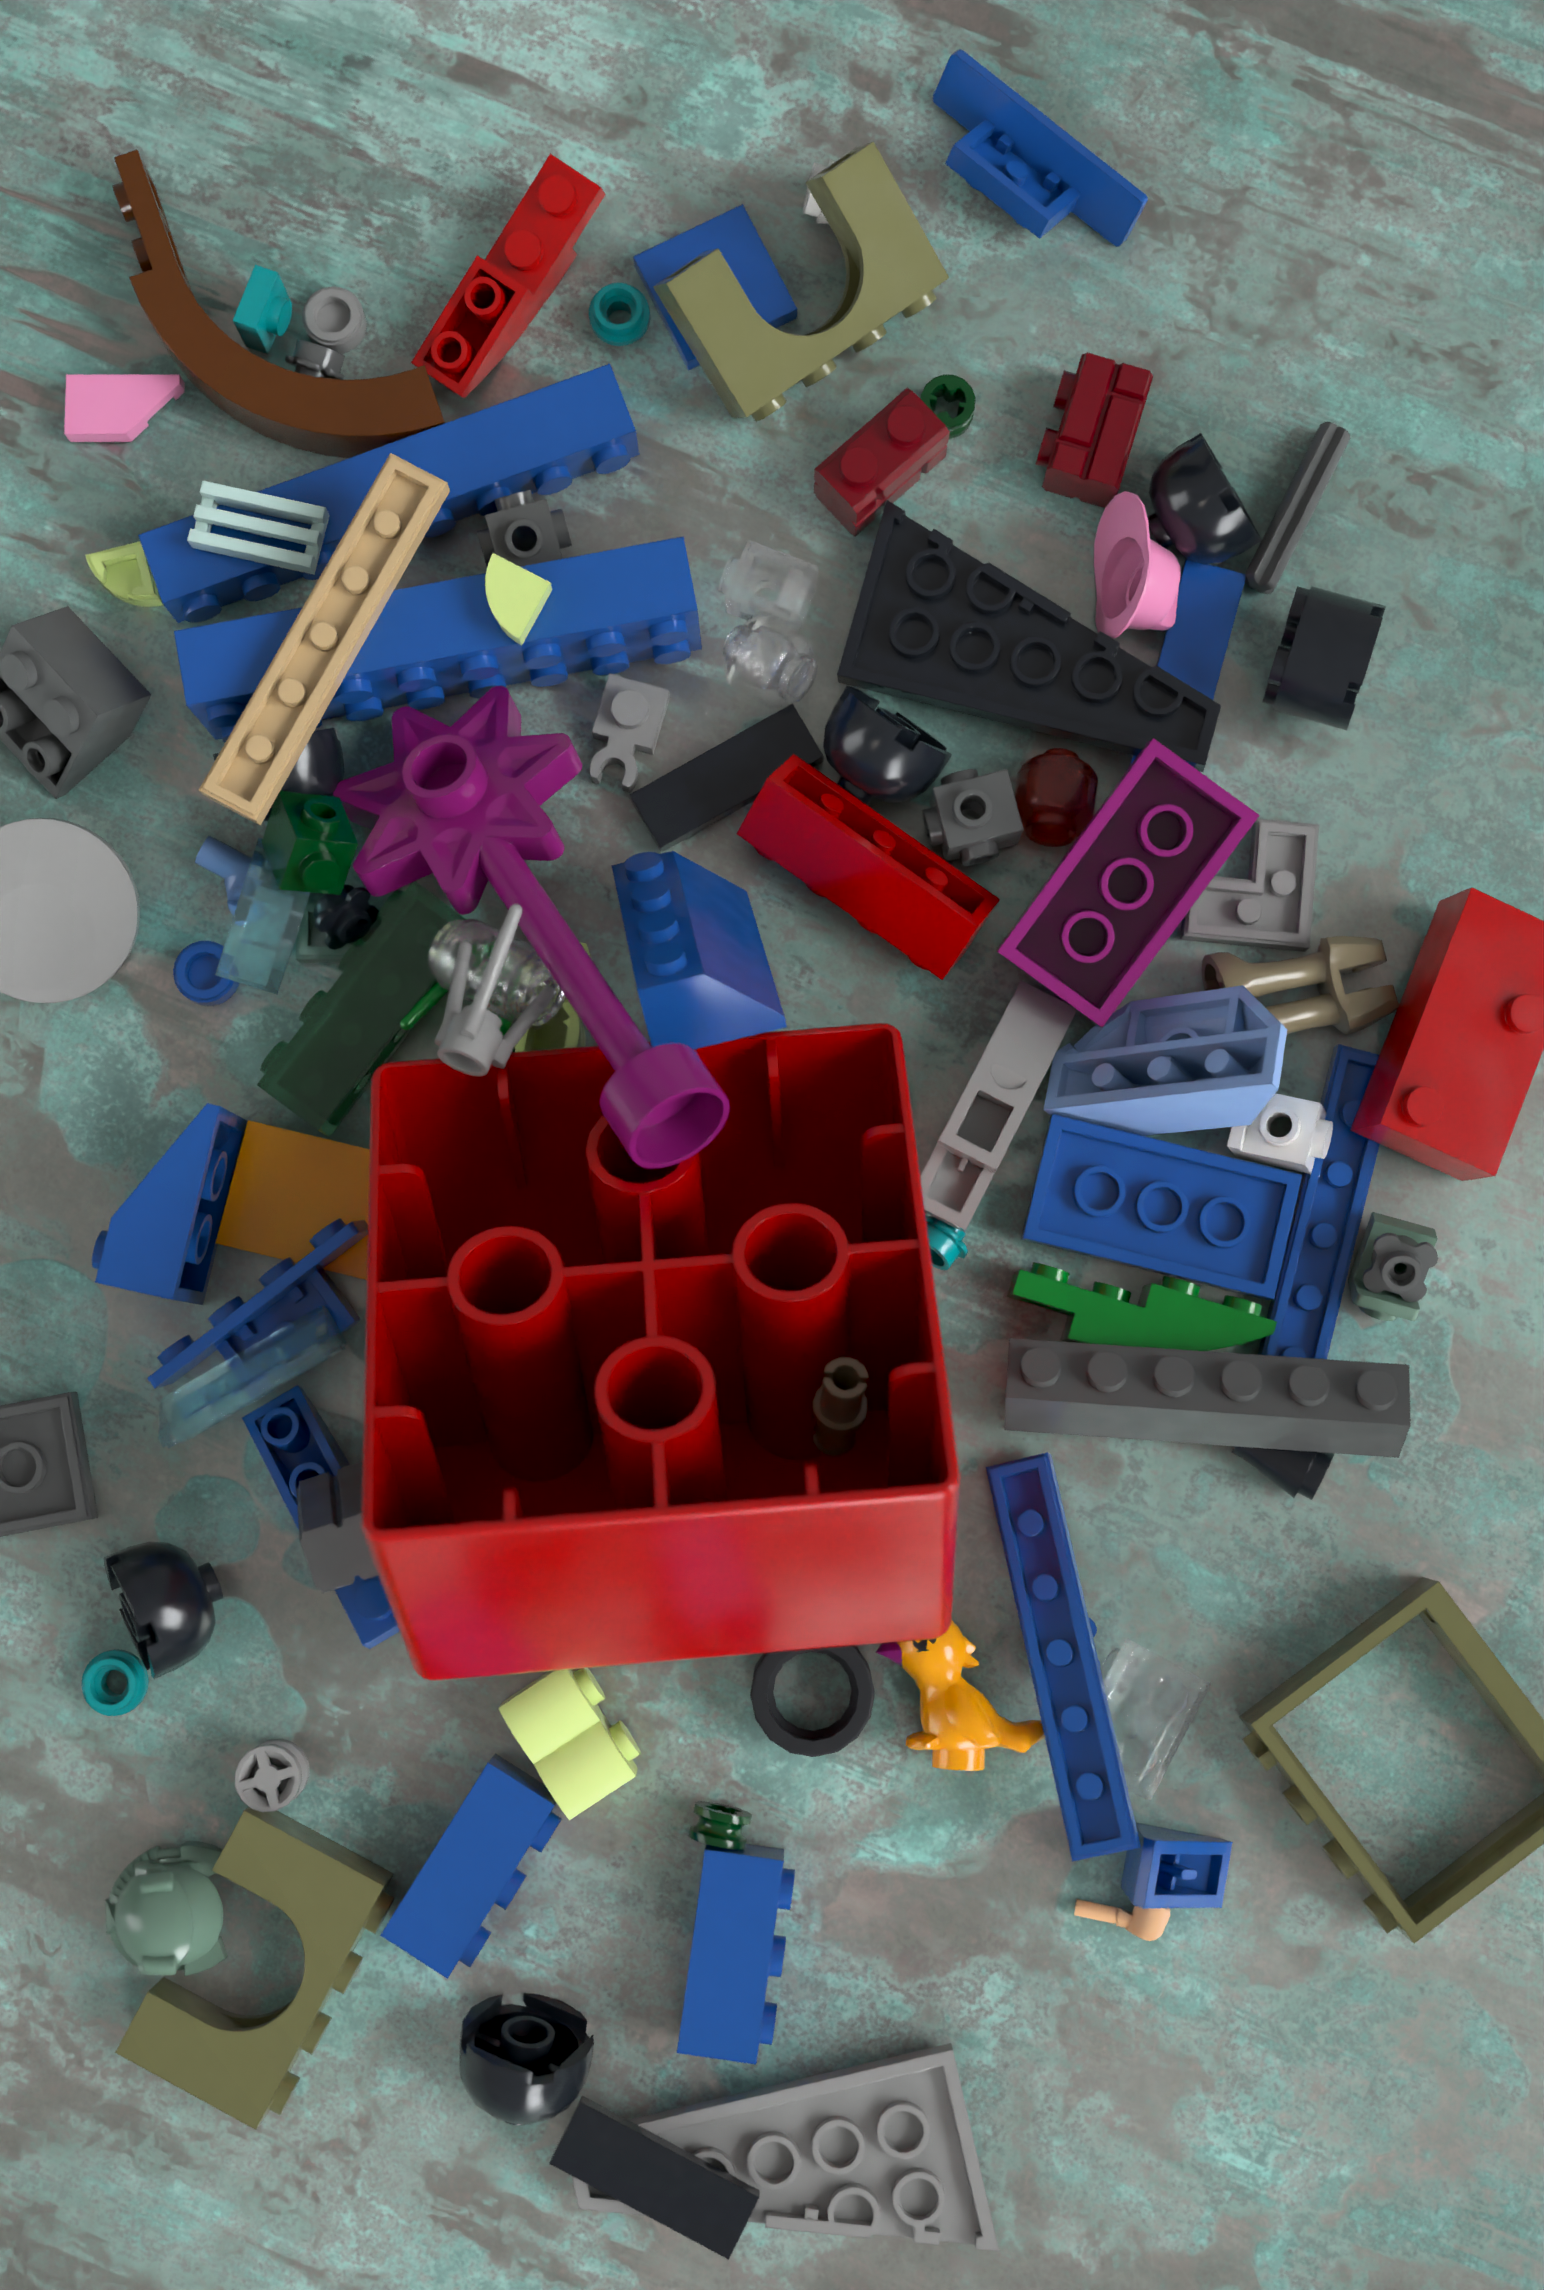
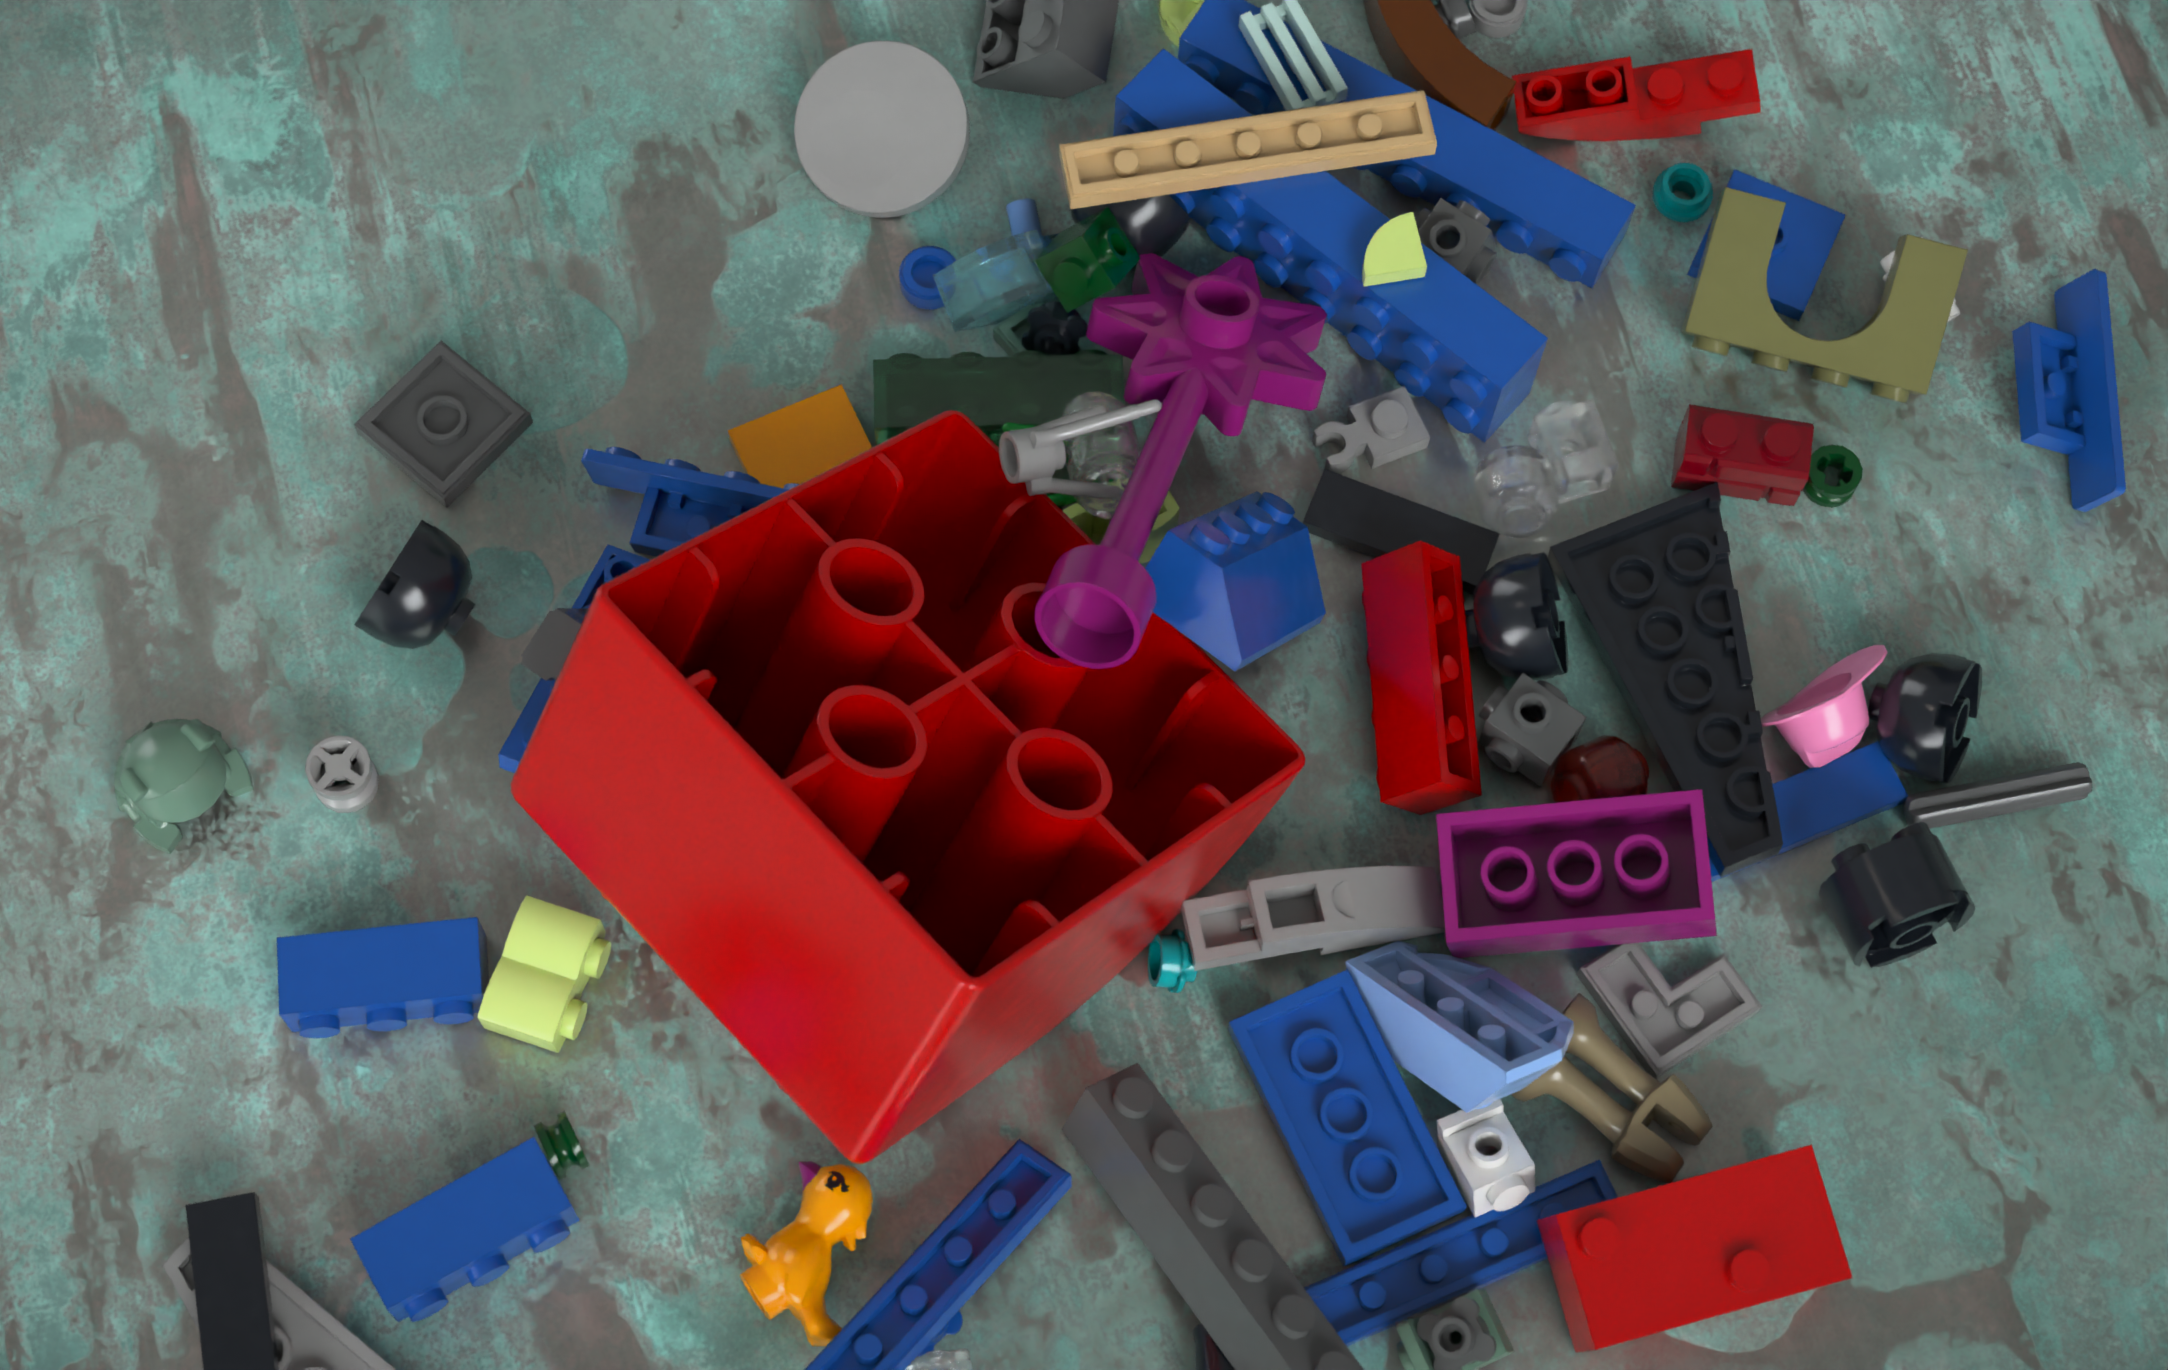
camera: 45 degrees right, 15 degrees down
(95, 1682) = (319, 594): teal plate -> none
(169, 1225) = (725, 374): blue slope -> none
(247, 2059) = (270, 895): olive arch -> none
(249, 1376) = (621, 516): clear light blue slope -> none
(524, 2059) = (251, 1128): black cylinder -> none
(824, 1740) = (705, 1090): black tyre -> none
(840, 1406) = (976, 924): dark tan pin -> none
(1096, 430) = (1915, 593): dark red brick -> none
(1163, 1318) = (1258, 1179): green slope -> none

